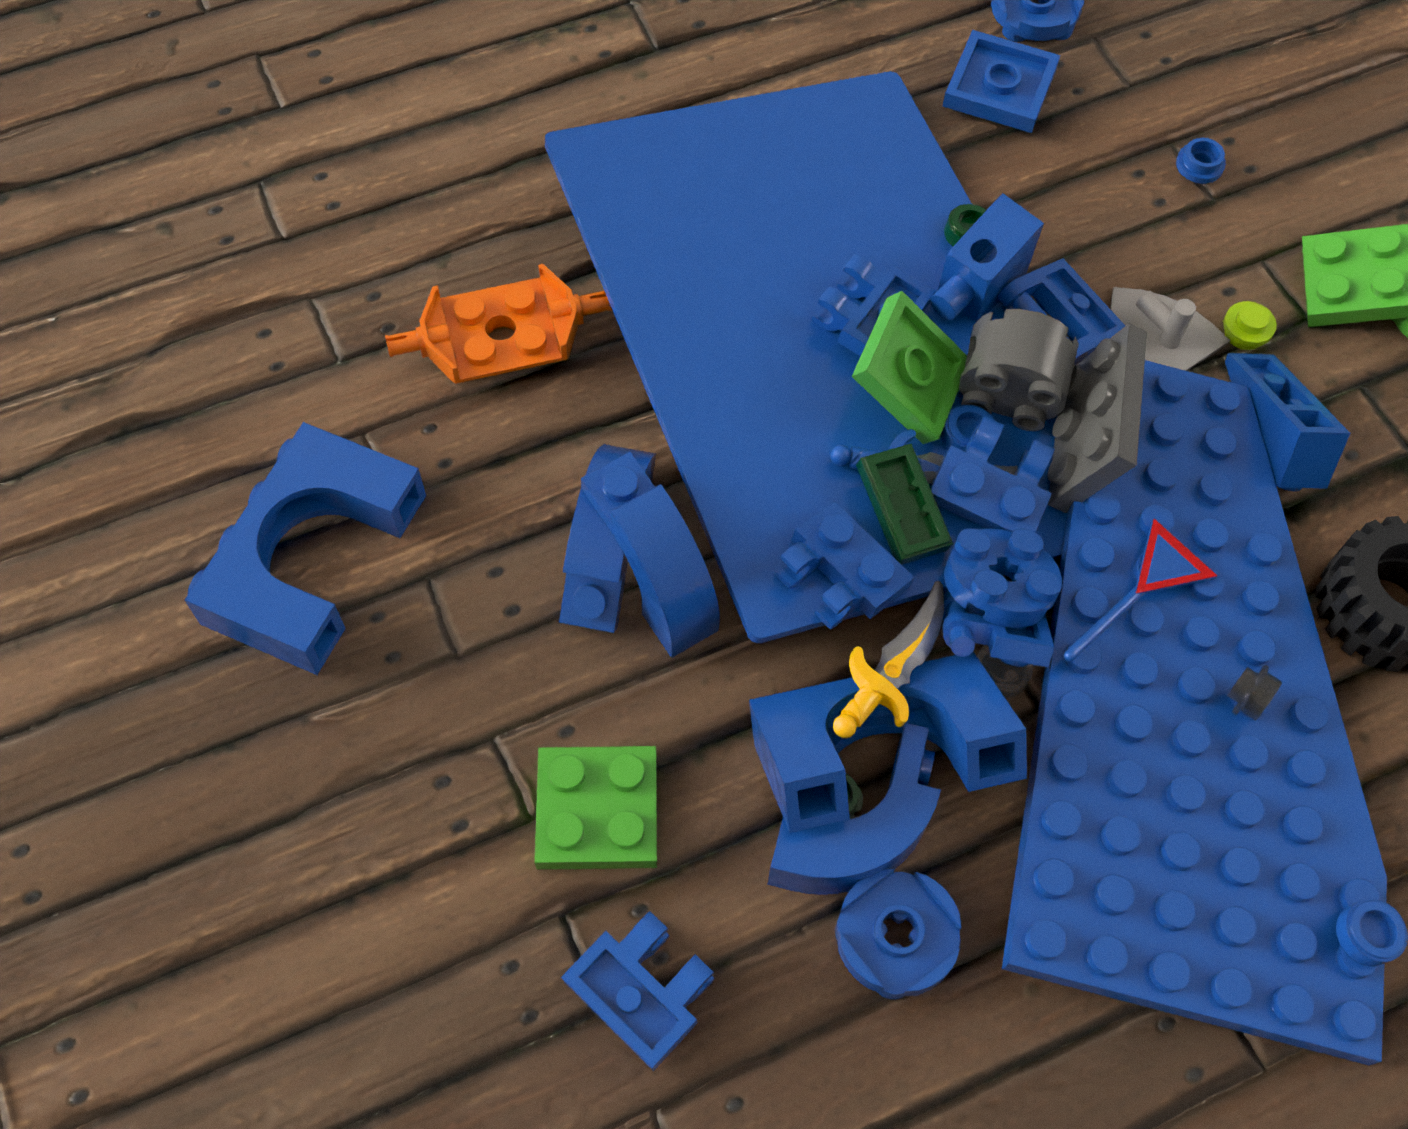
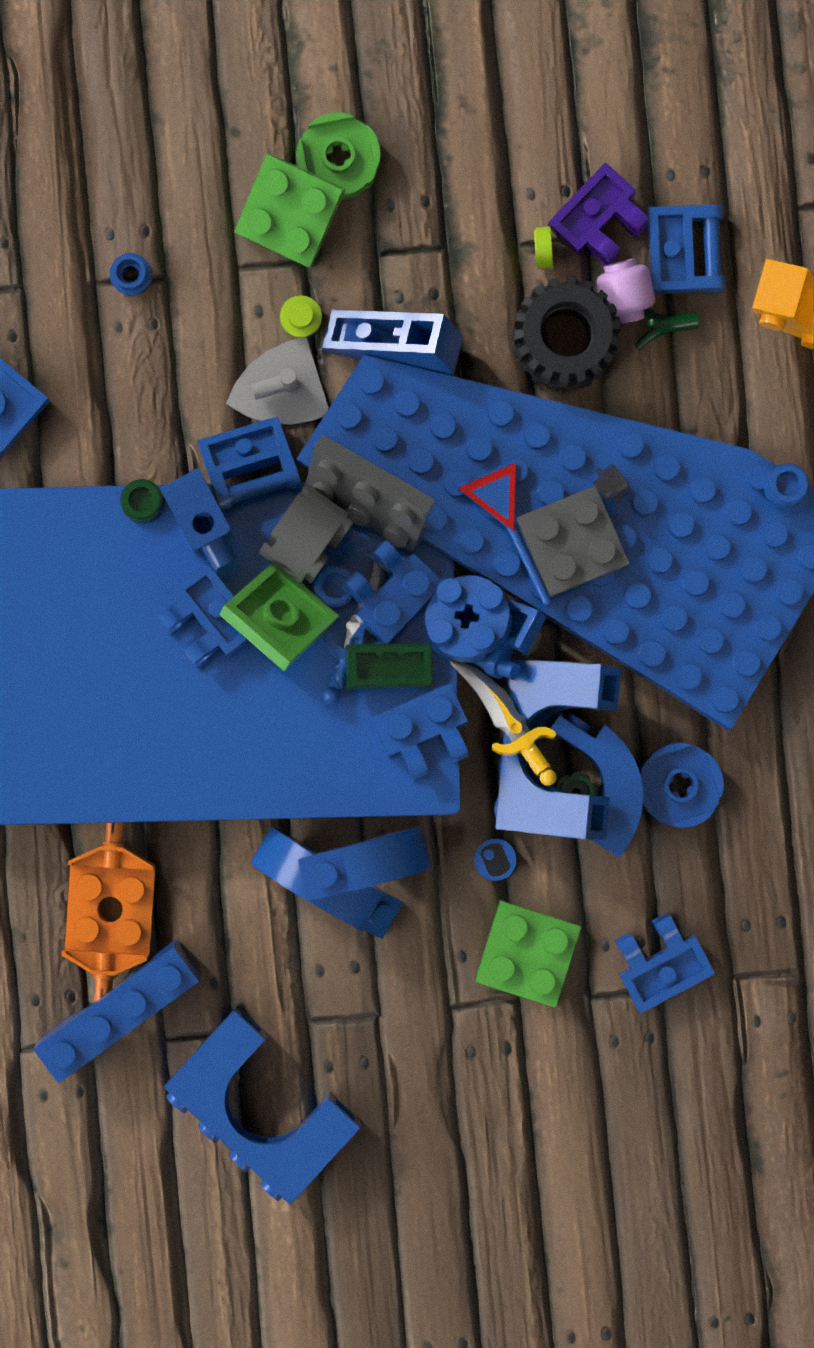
camera: 70 degrees left, 25 degrees up
(421, 380) = (118, 1011): none -> blue arch
(707, 728) = (495, 859): none -> tile
(1157, 668) = (572, 541): none -> dark grey plate

